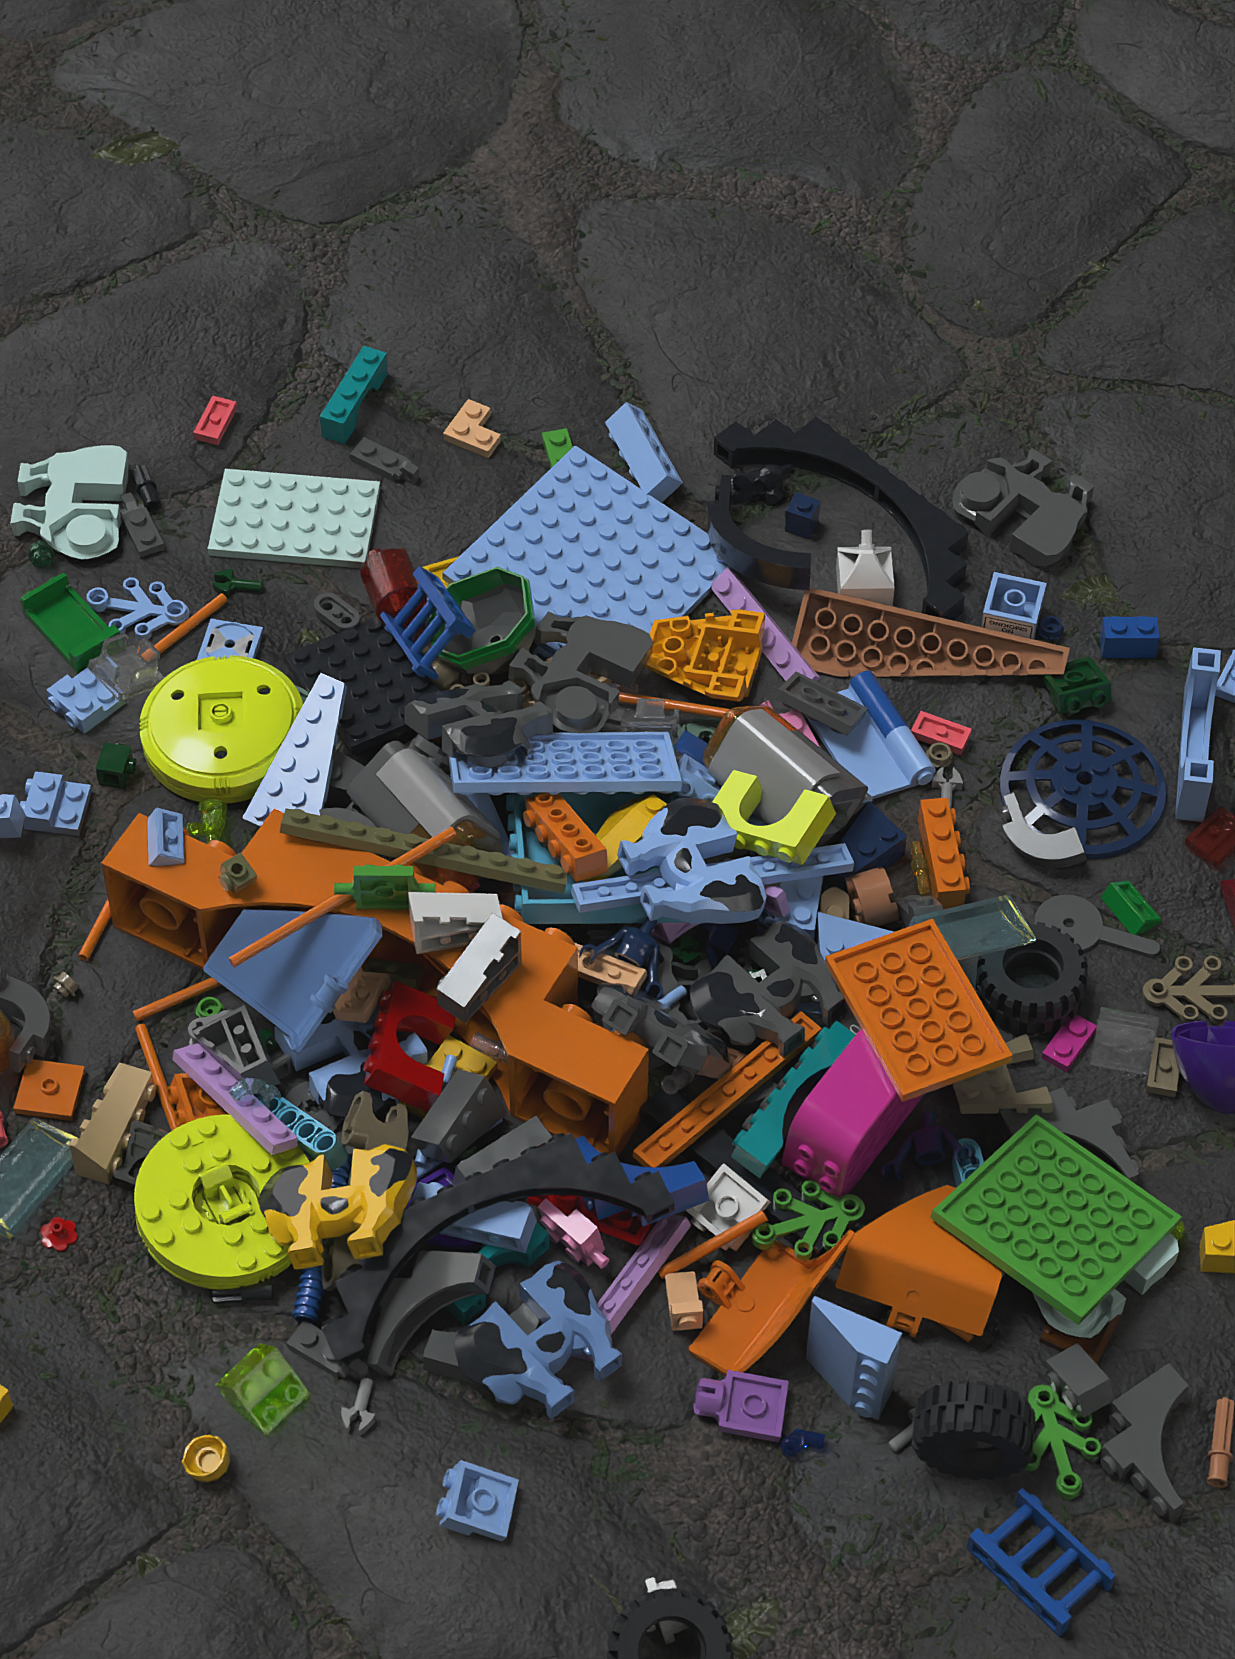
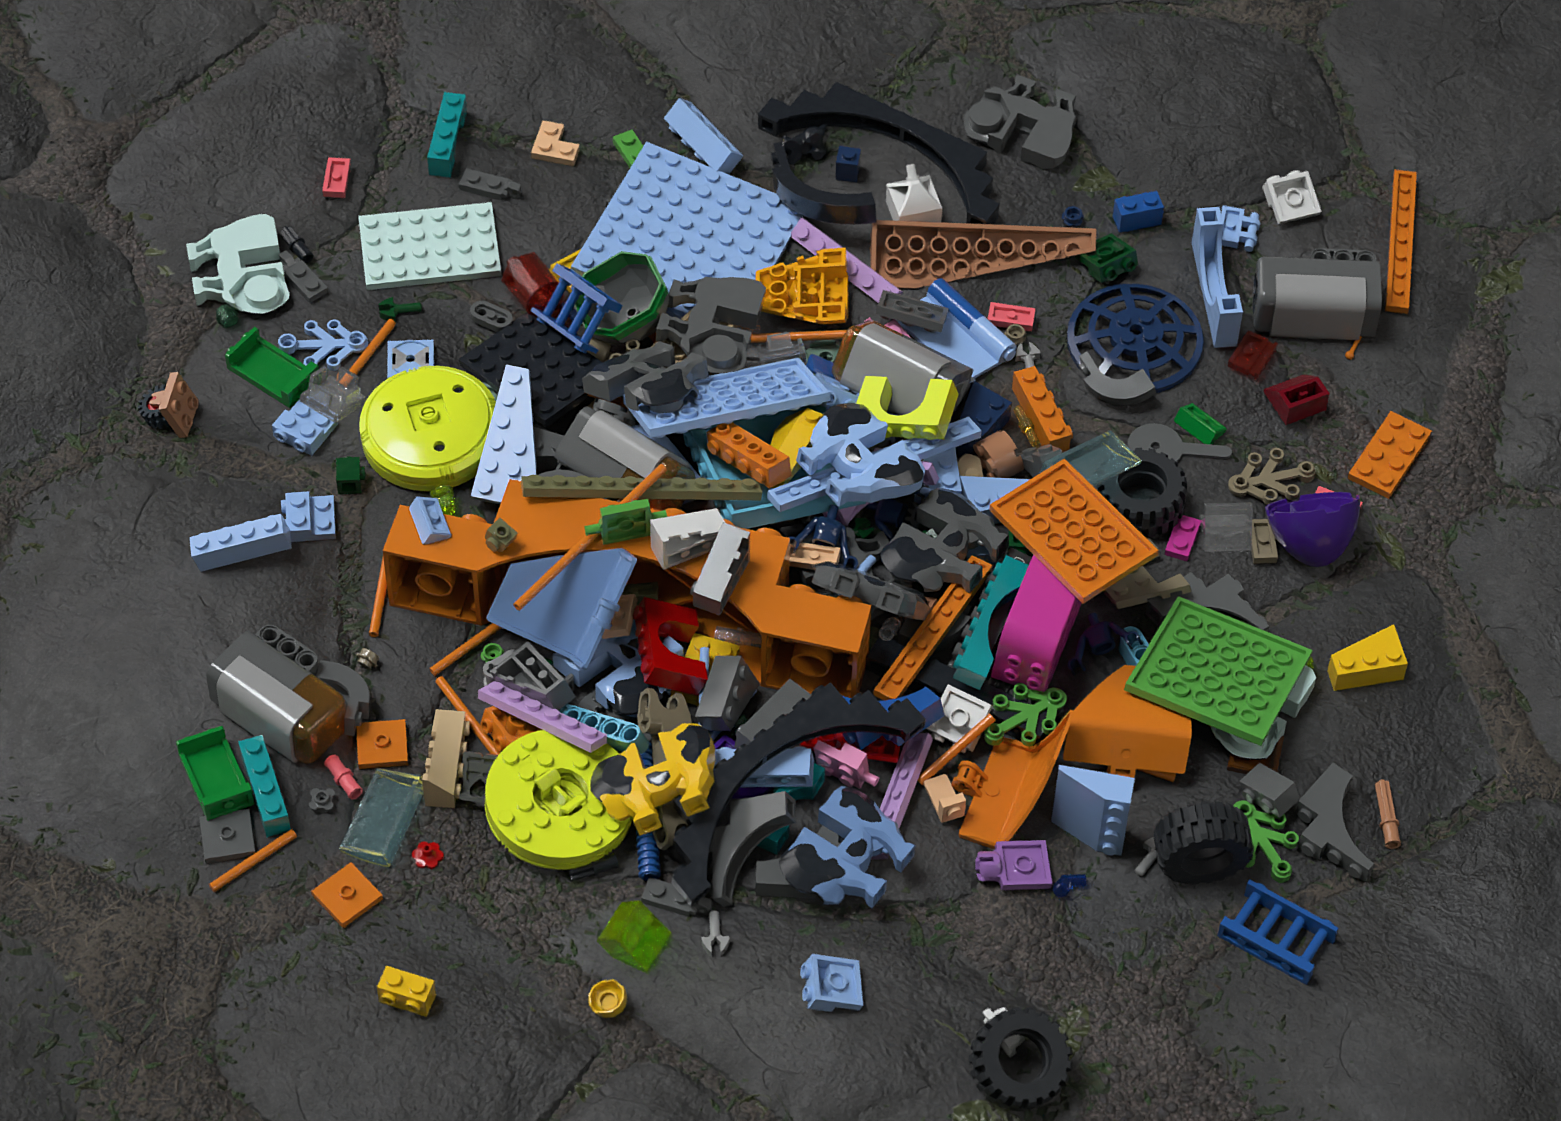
camera: 15 degrees left, 0 degrees up
(249, 1086) = (559, 702): clear light blue piece -> none
(1013, 605) = (1040, 203): light blue brick -> none

